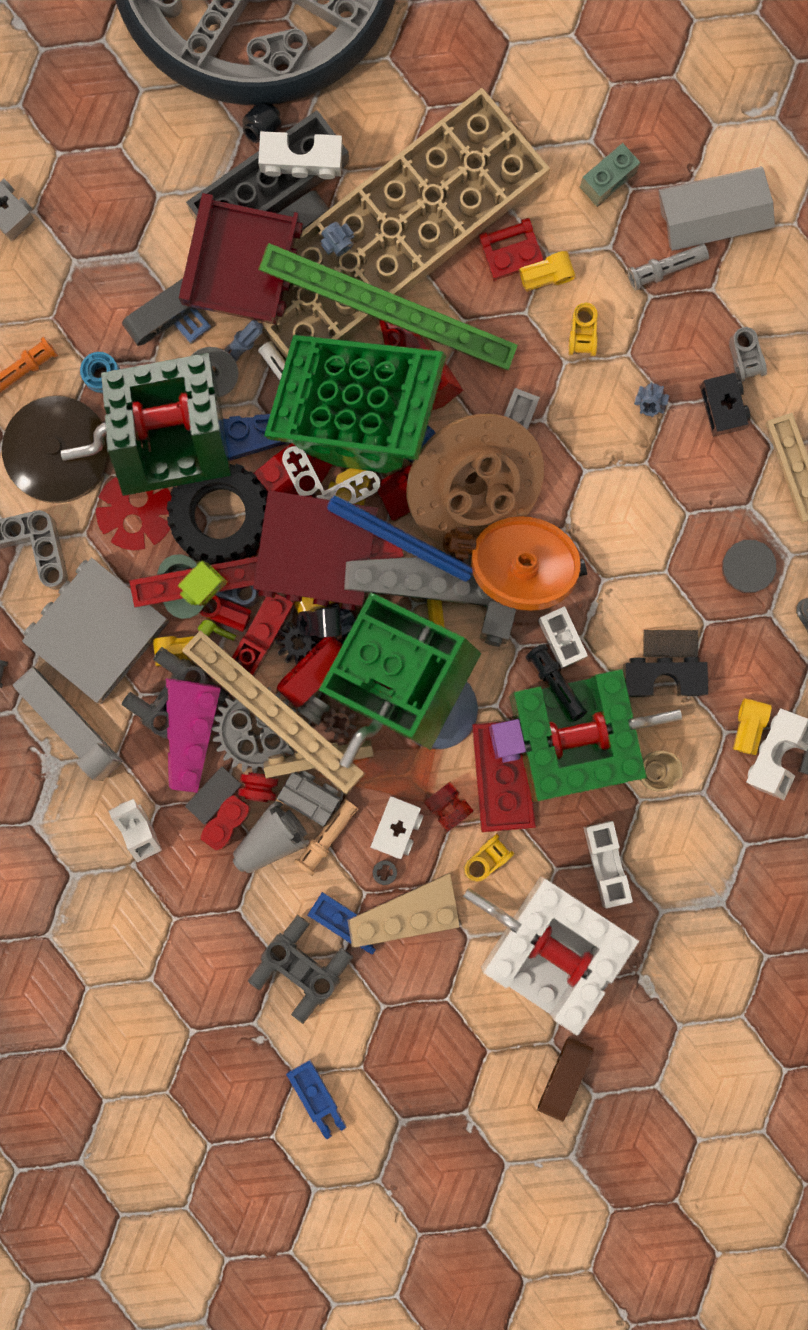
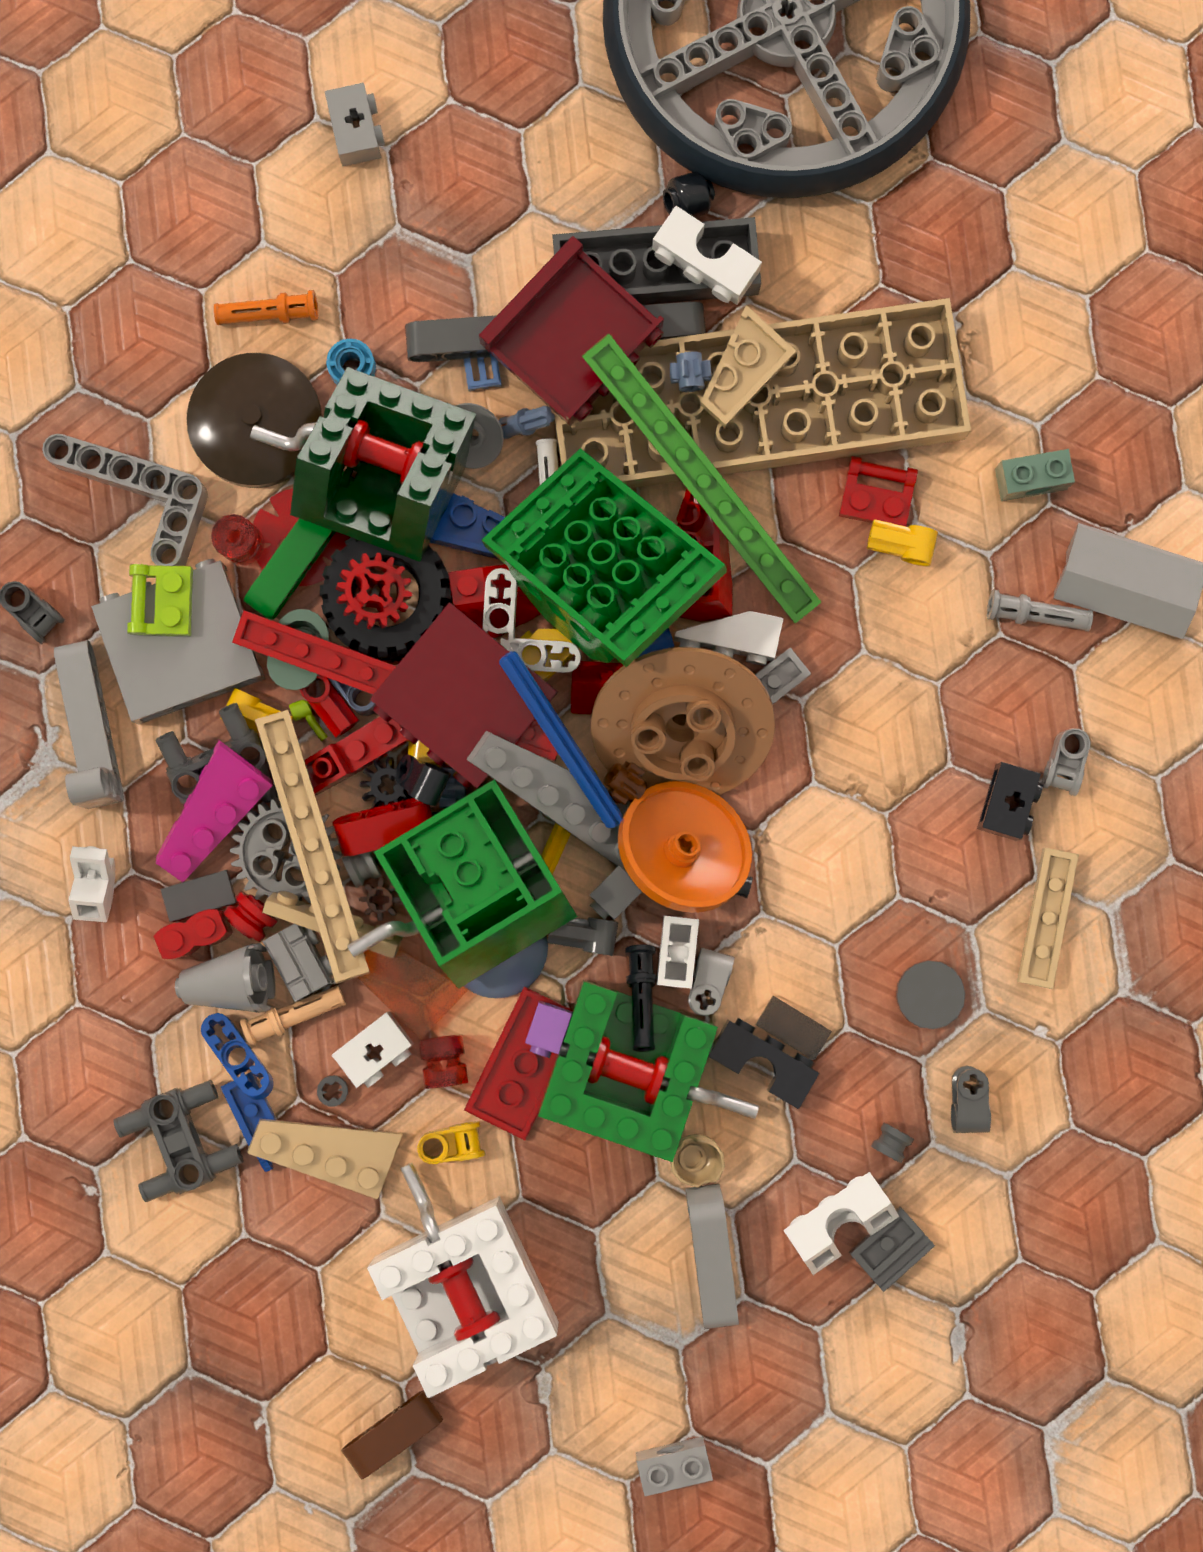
camera: 30 degrees right, 0 degrees up
(74, 603) = (172, 600): none -> lime plate
(94, 536) = (237, 539): none -> clear red wheel
(140, 534) = (288, 567): none -> green beam
(201, 584) = (315, 662): lime brick -> none
(202, 508) = (366, 579): none -> red gear
(286, 887) = (216, 1043): none -> blue beam
(315, 1096) = (111, 1289): blue hinge -> none
(372, 214) = (747, 365): none -> tan wing
(480, 396) = (742, 634): none -> white slope
(496, 662) = (590, 935): none -> dark grey piece
(583, 335) = (902, 631): yellow piece -> none
(596, 641) = (710, 975): none -> light grey piece
(607, 865) = (578, 1229): white arch -> none
(651, 399) = (932, 749): sand blue gear -> none
(709, 828) = (712, 1256): none -> light grey beam
(752, 719) = (833, 1165): yellow piece -> none
(768, 984) = (673, 1466): none -> light grey brick
(783, 680) = (892, 1142): none -> dark grey wheel

